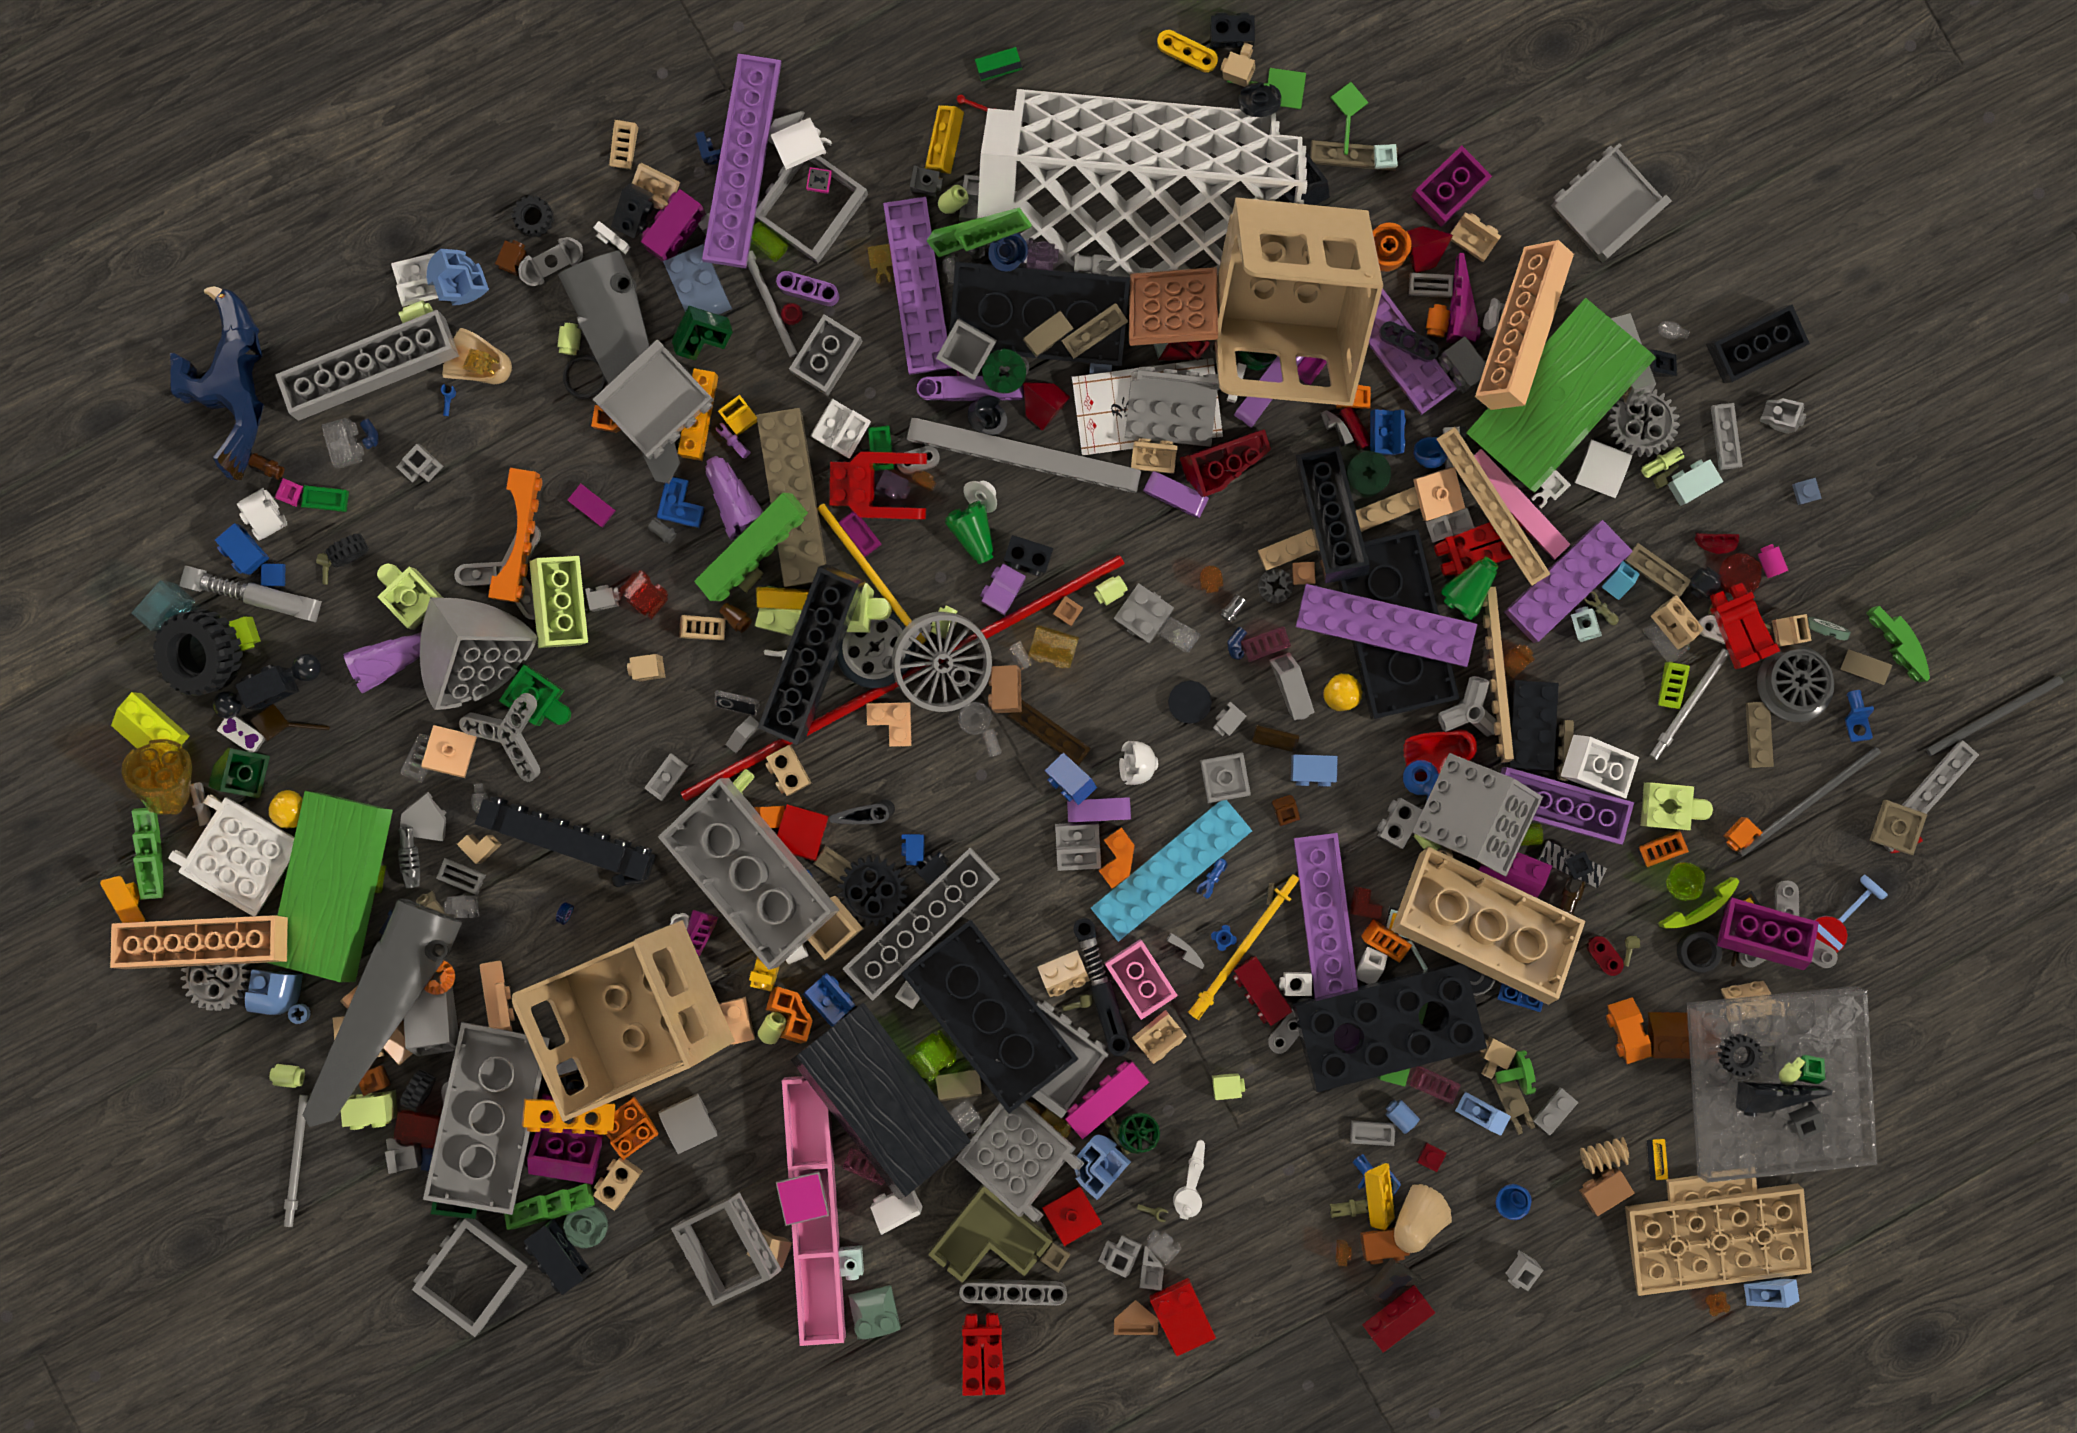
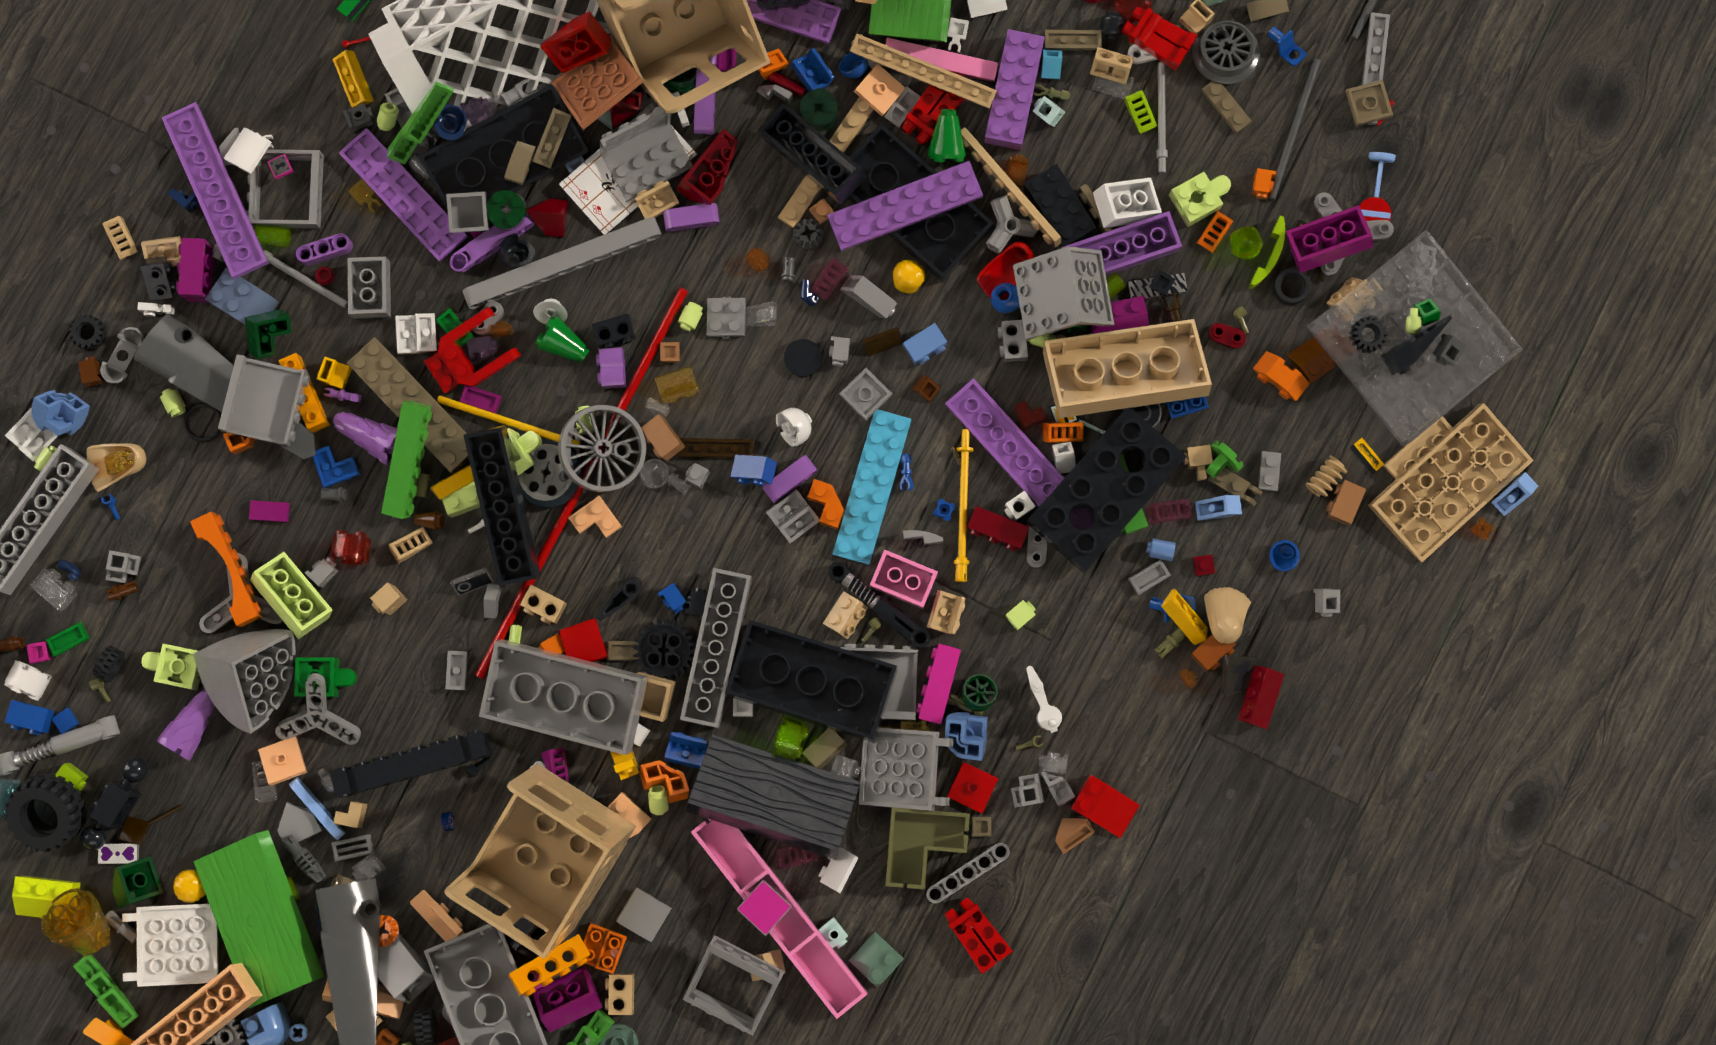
camera: 30 degrees left, 5 degrees down
(401, 486) = (118, 592): none -> reddish brown pin
(451, 816) = (316, 808): none -> light blue beam
(1013, 746) = (697, 475): none -> light grey brick
(1181, 255) = (577, 43): none -> red slope

